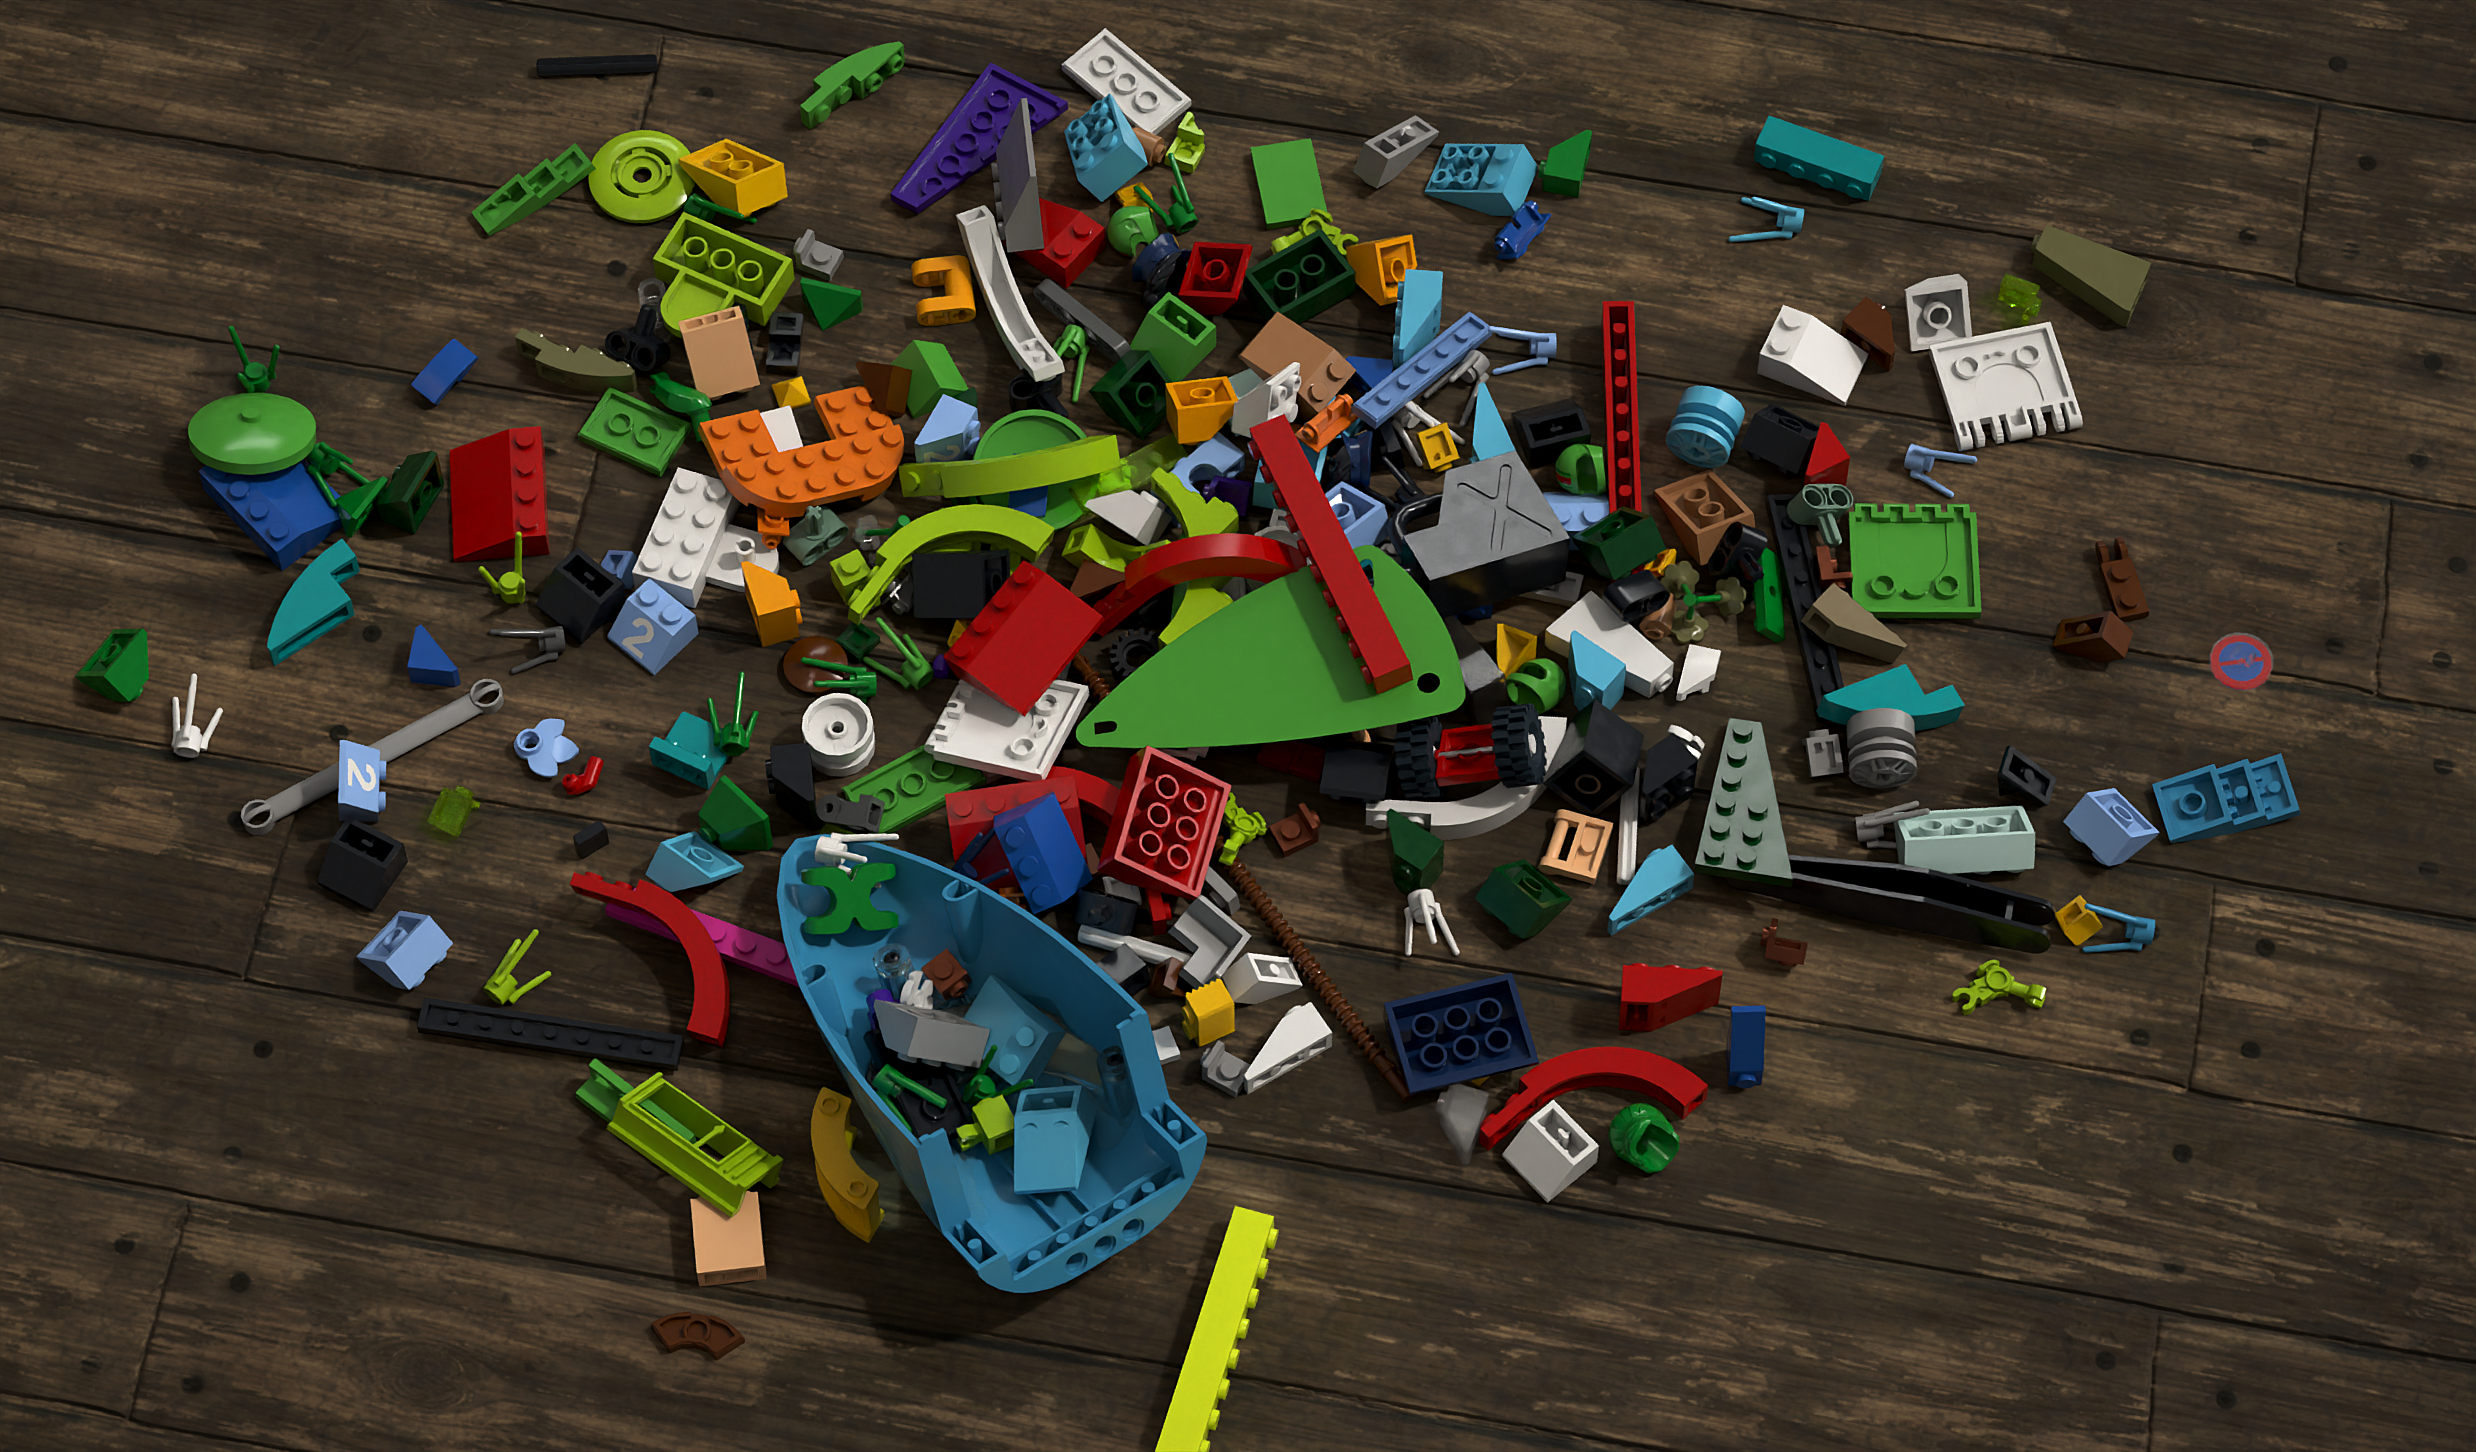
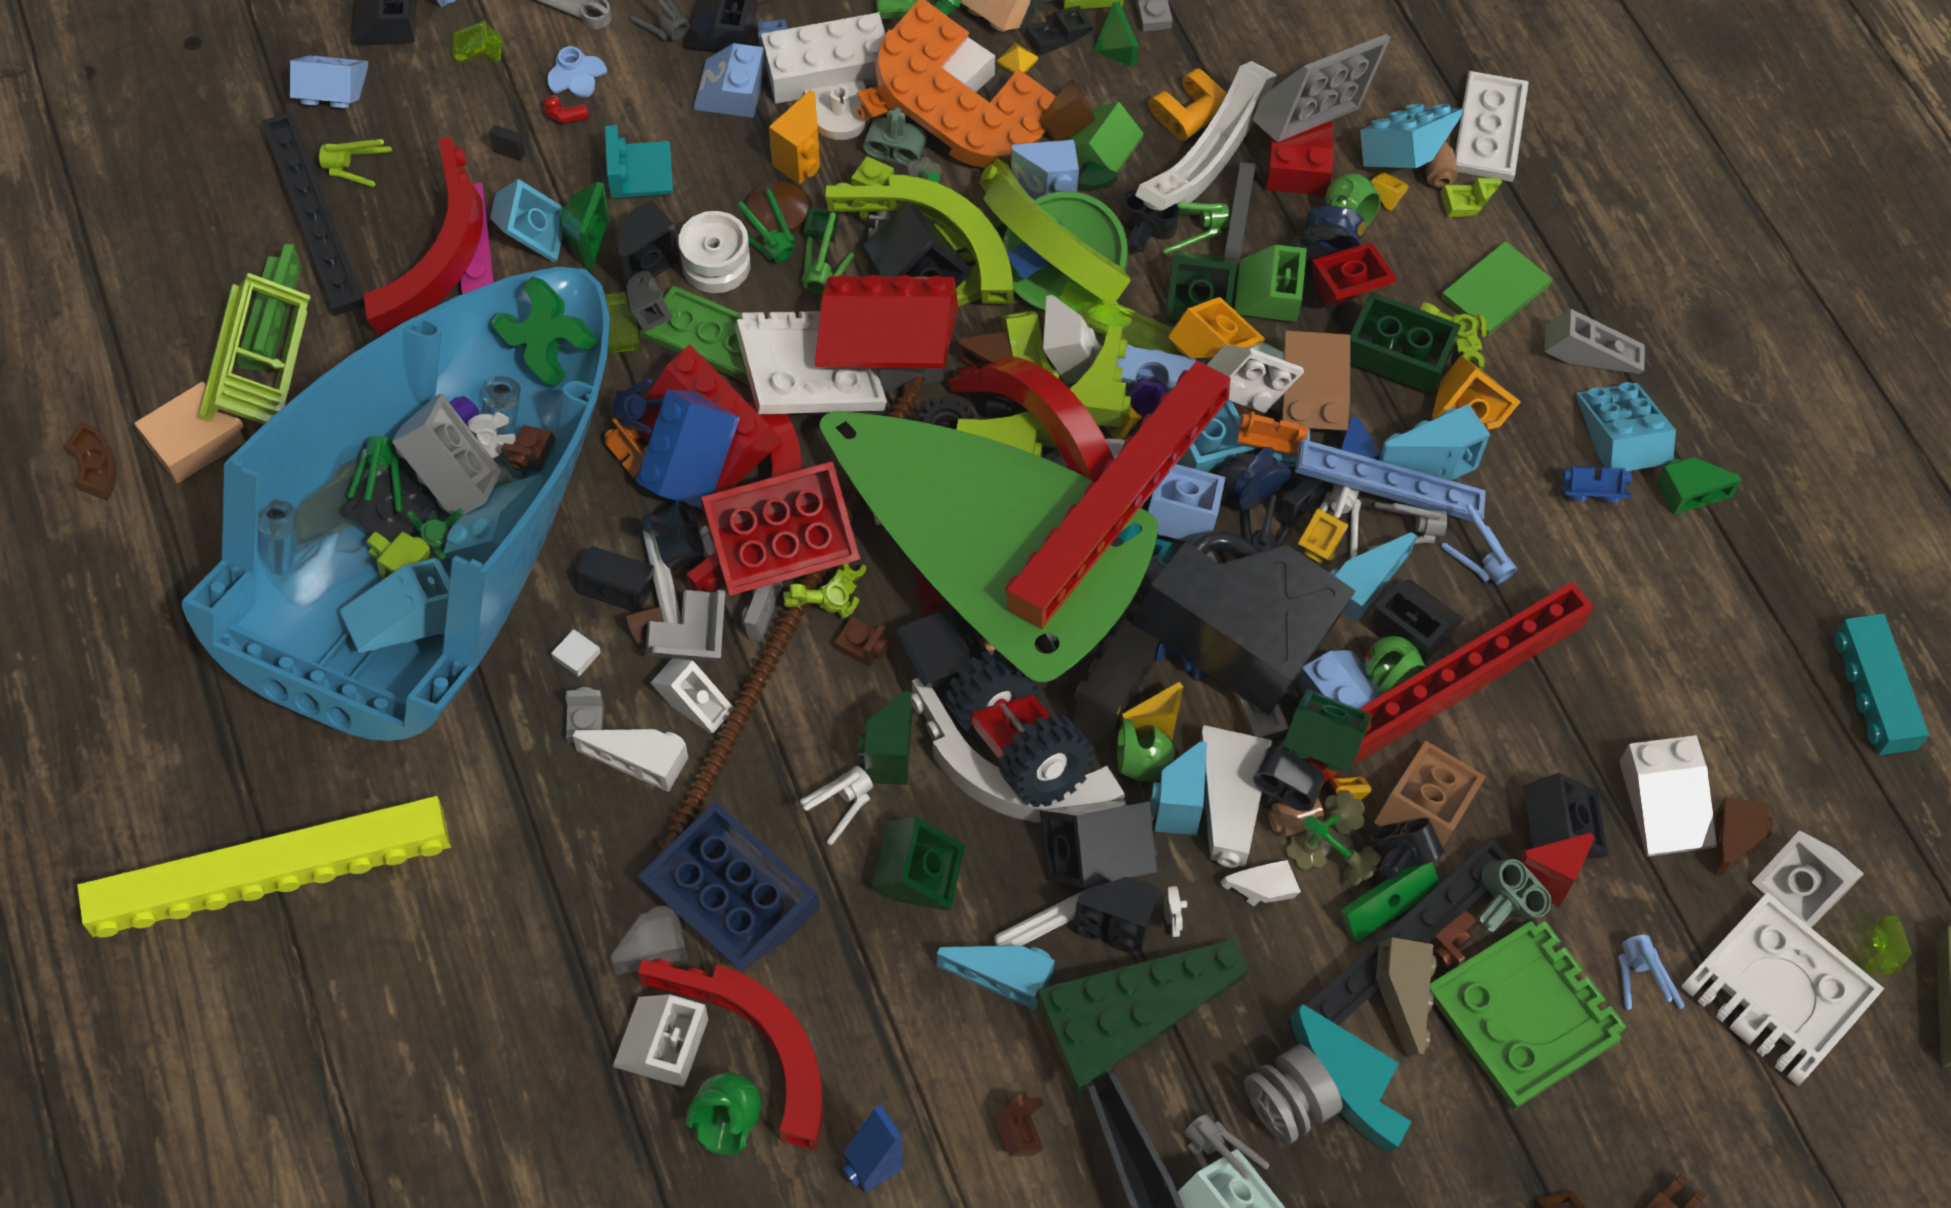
camera: 55 degrees right, 0 degrees up
(732, 738) = (662, 182): green plant -> none
(833, 852) = (581, 297): white plant -> none
(972, 136) = (1403, 66): dark purple wing -> none
(1182, 212) = (1398, 225): green plant -> none
(1208, 1013) = (621, 667): yellow brick -> none
(1586, 850) = (1006, 891): light nougat plate -> none
(1665, 994) = (886, 1044): red slope -> none
(1705, 426) = (1517, 741): medium azure wheel -> none
(1788, 218) = (1796, 694): medium azure plant -> none
(1823, 753) = (1256, 1044): light grey bracket -> none

